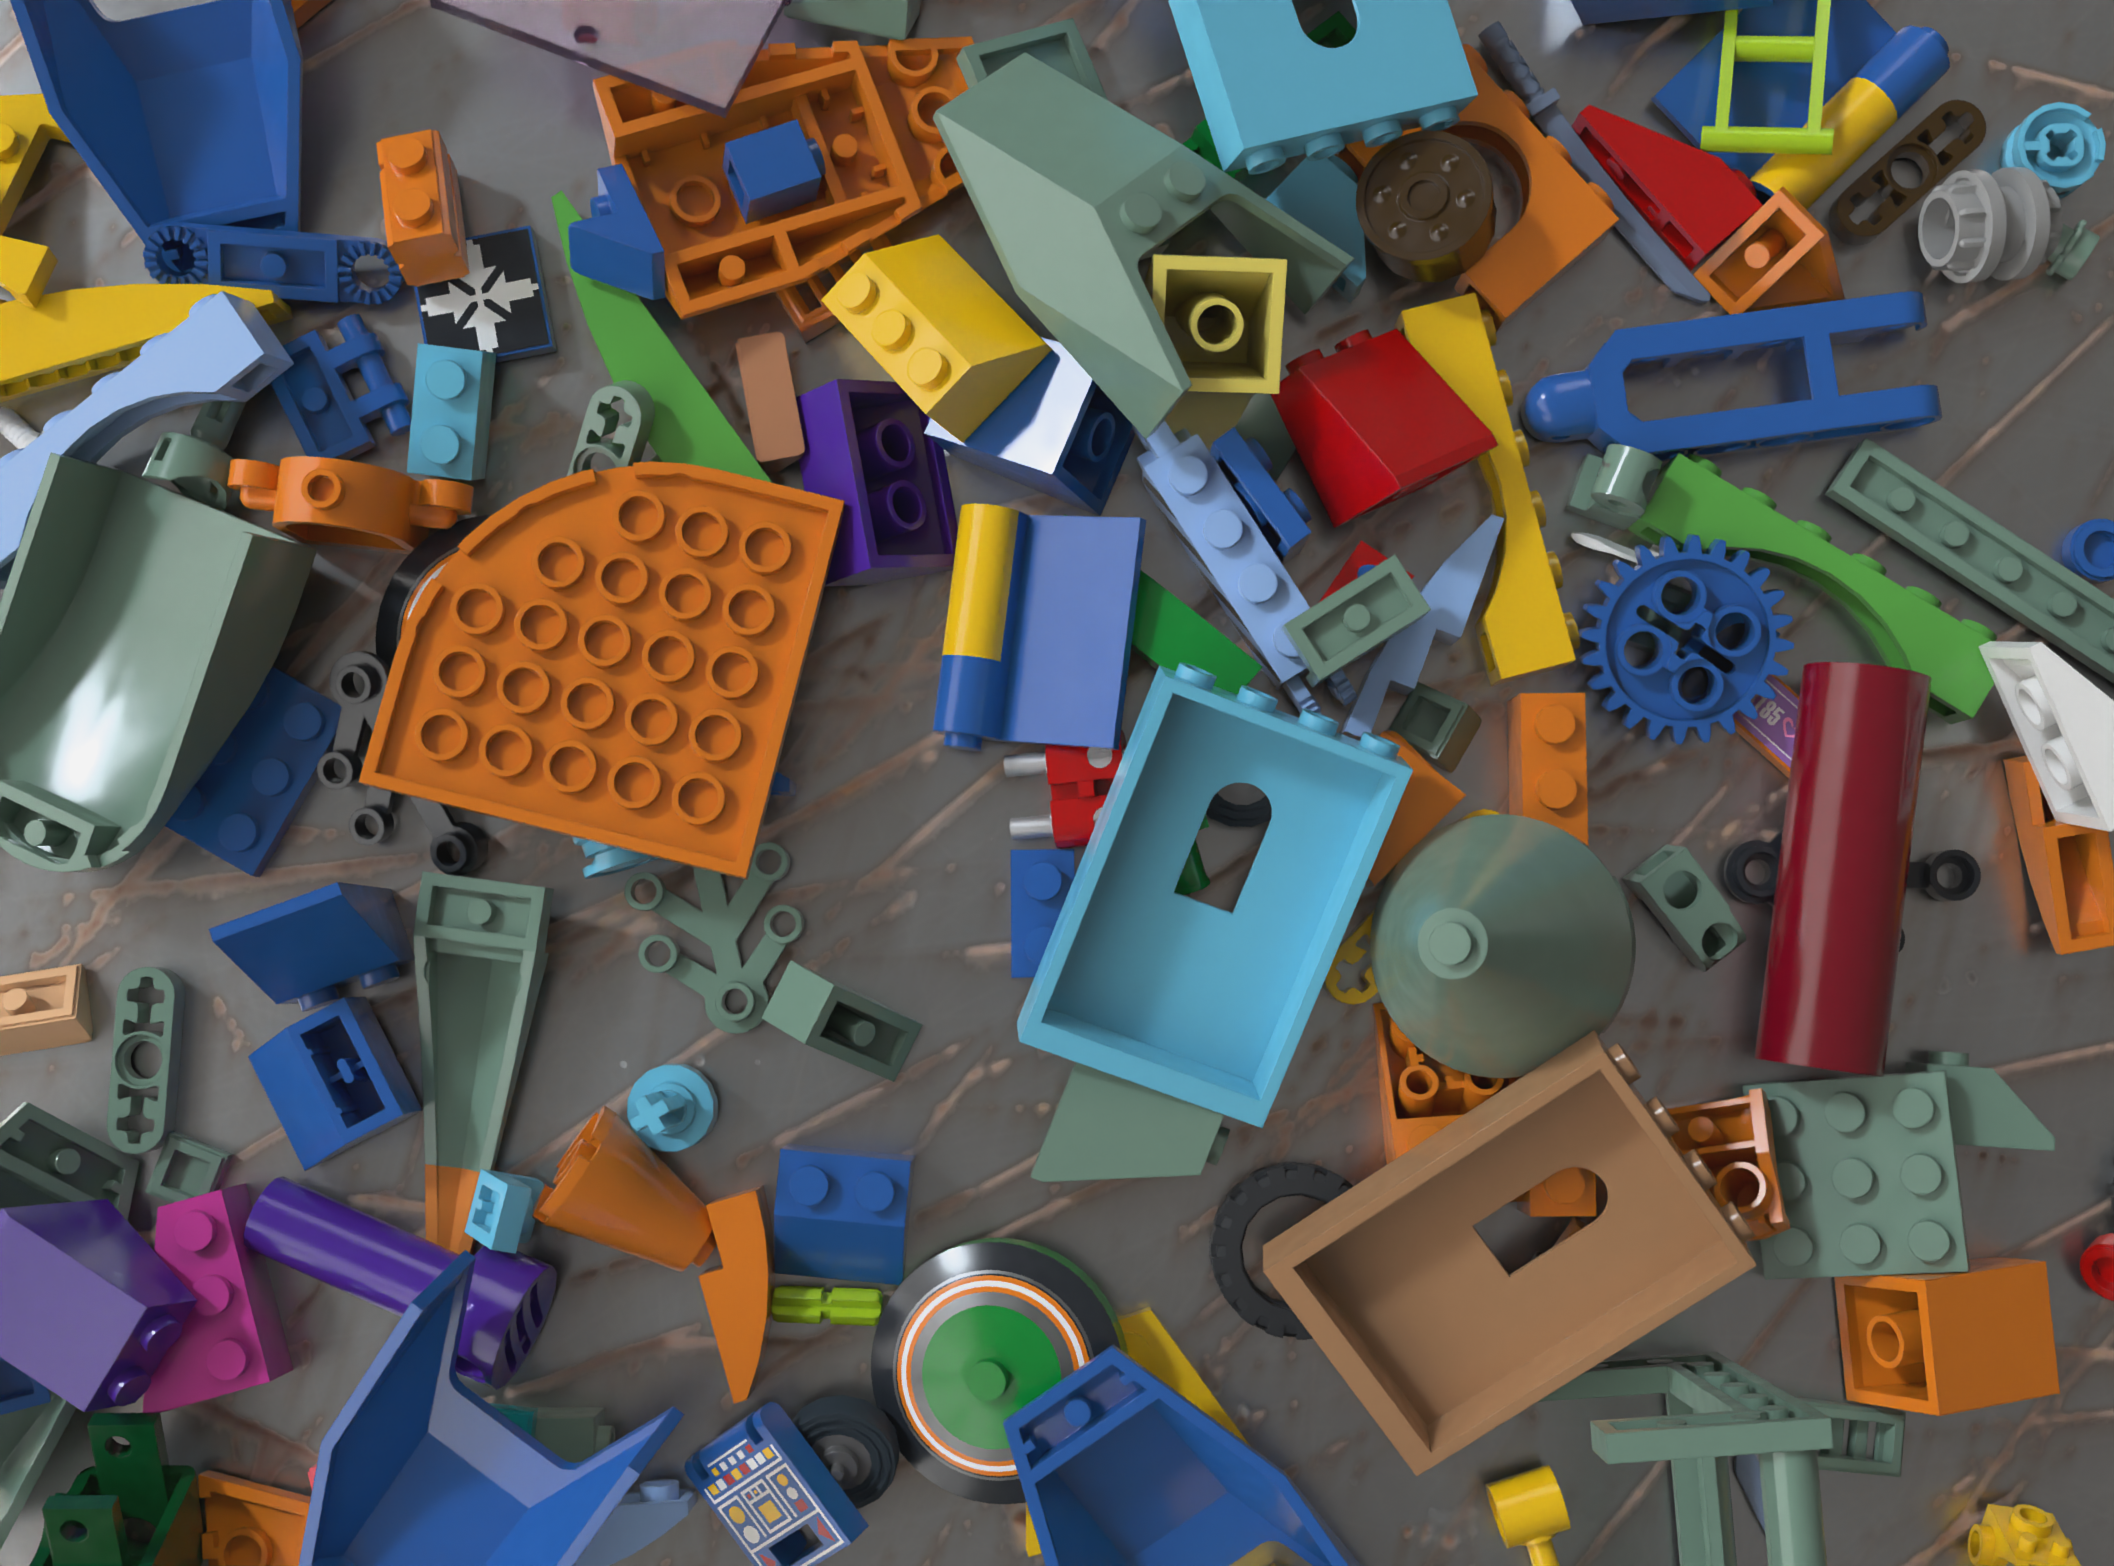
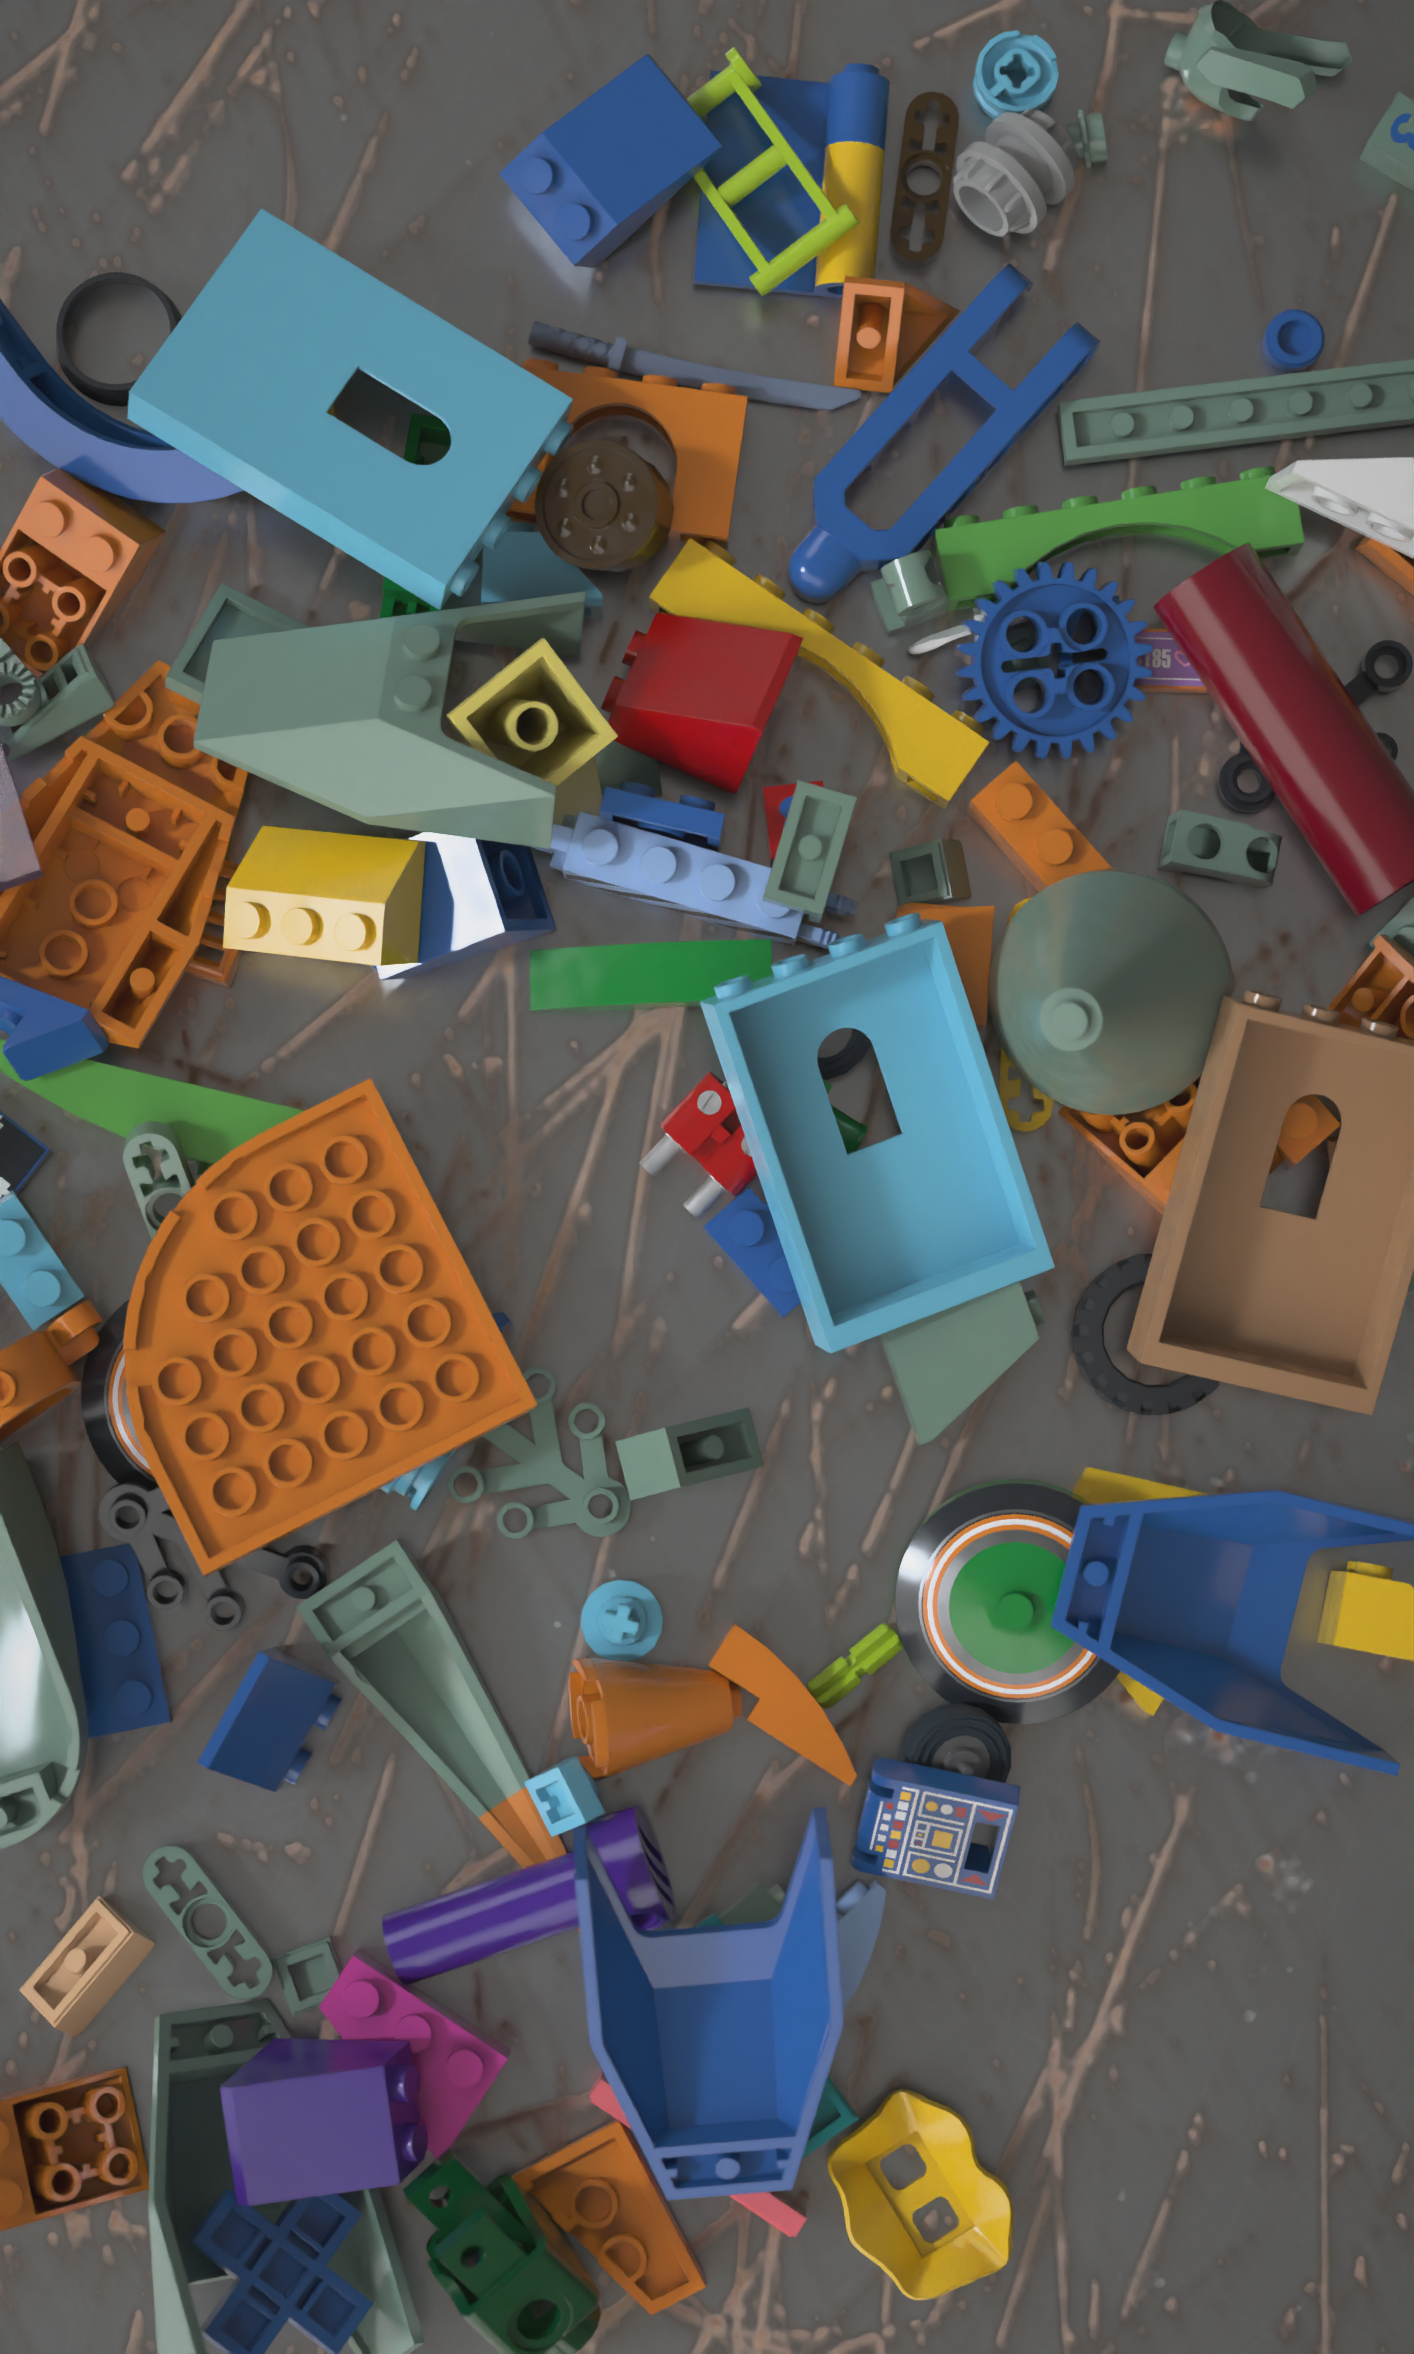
camera: 45 degrees left, 0 degrees up
(334, 1080) = (360, 1817): blue slope -> none
(770, 400) = (248, 1051): nougat slope -> none
(773, 170) = (105, 883): blue brick -> none
(842, 1213) = (811, 1590): blue slope -> none
(873, 453) = (356, 1027): dark purple slope -> none
(1038, 629) = (586, 1050): door -> none
(1402, 657) = (862, 775): light blue slope -> none
(1675, 187) = (770, 335): red slope -> none

